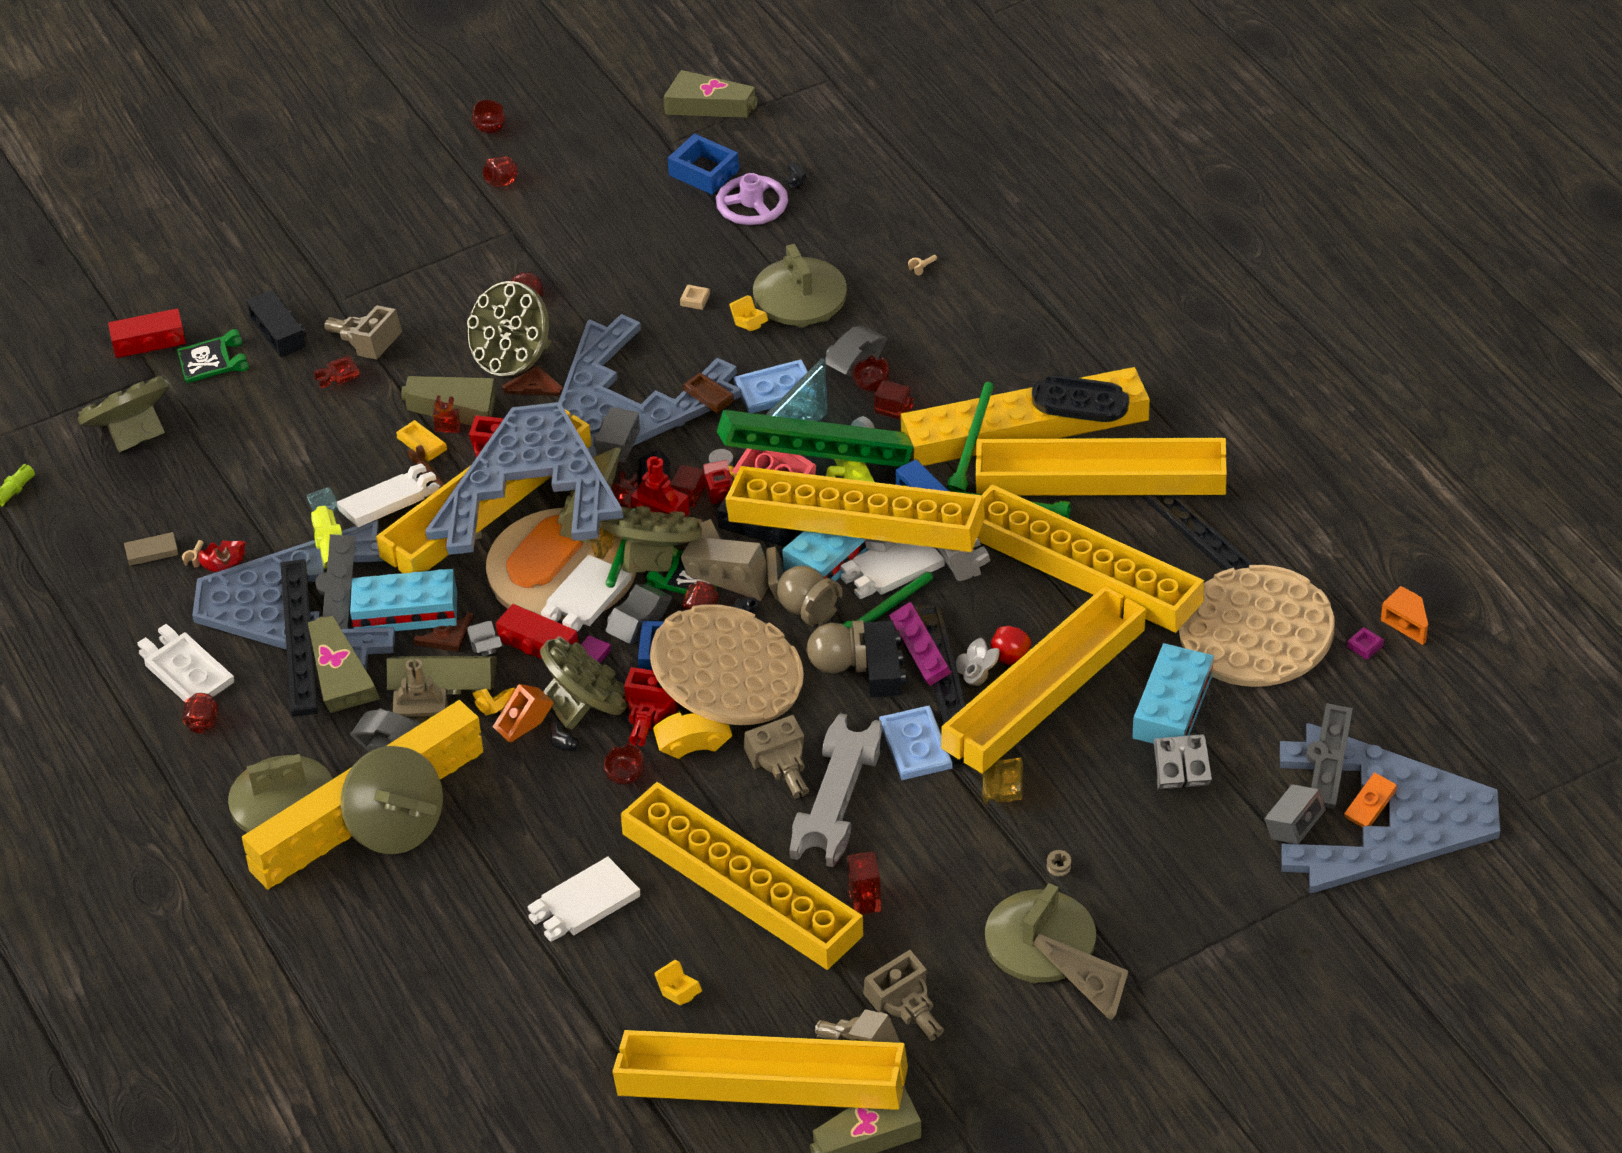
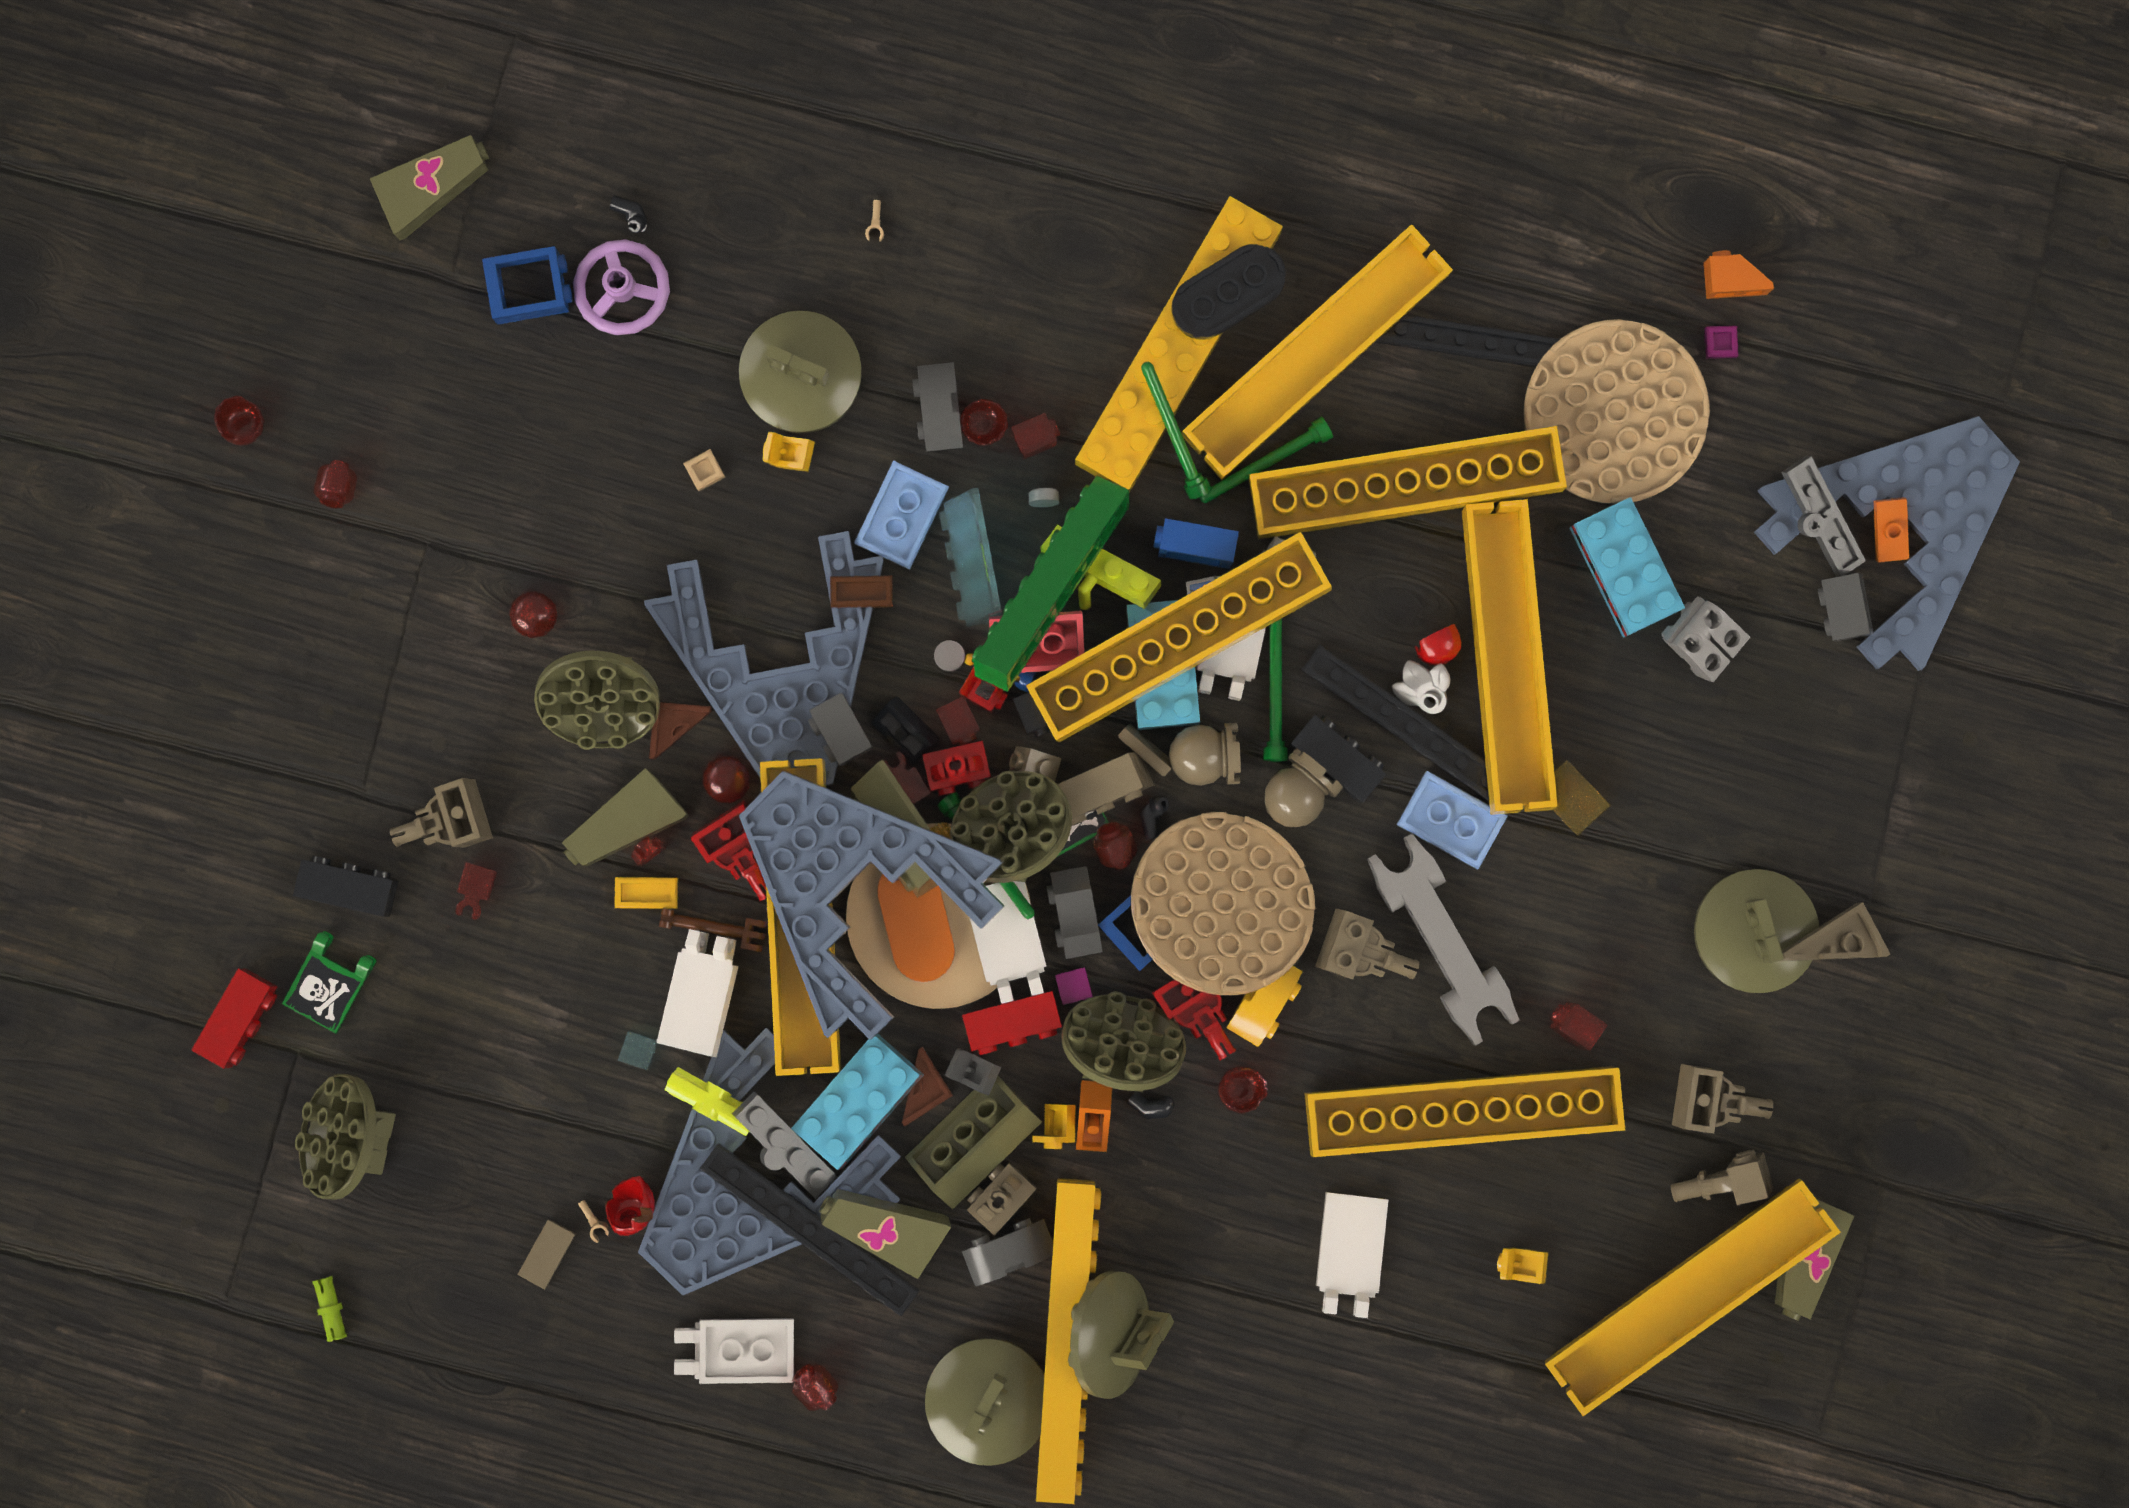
camera: 50 degrees left, 40 degrees up
(920, 644) = (1353, 711): magenta plate -> none
(1063, 857) = (1687, 841): dark tan bush -> none

